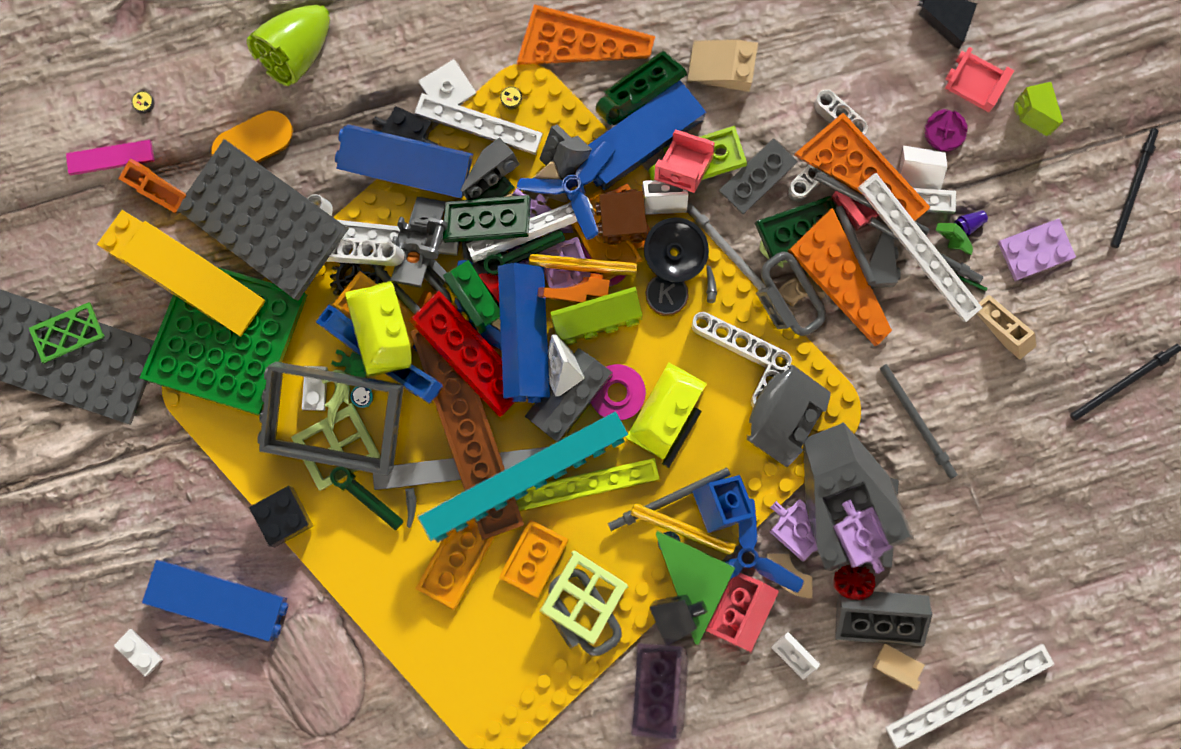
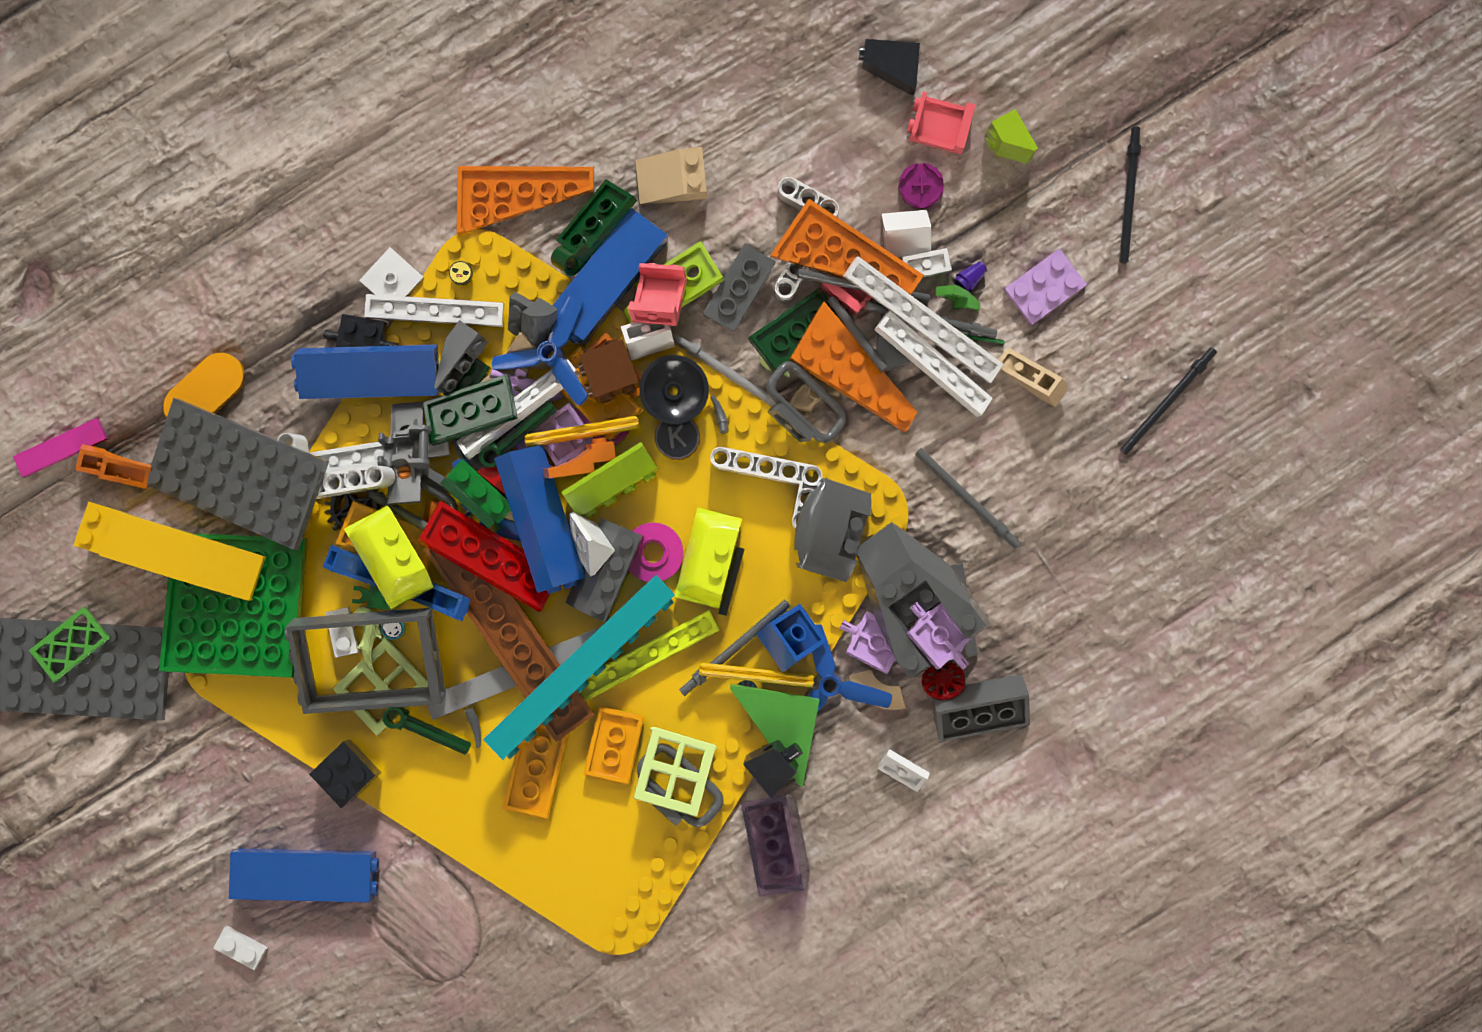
camera: 10 degrees left, 5 degrees up
(143, 102) = (77, 380): tile -> none
(290, 42) = (213, 275): lime cylinder -> none
(742, 611) = (838, 741): coral slope -> none
(899, 666) = (1009, 752): tan panel -> none
(918, 290) = (933, 363): none -> white plate
(969, 696) = (1087, 762): white plate -> none

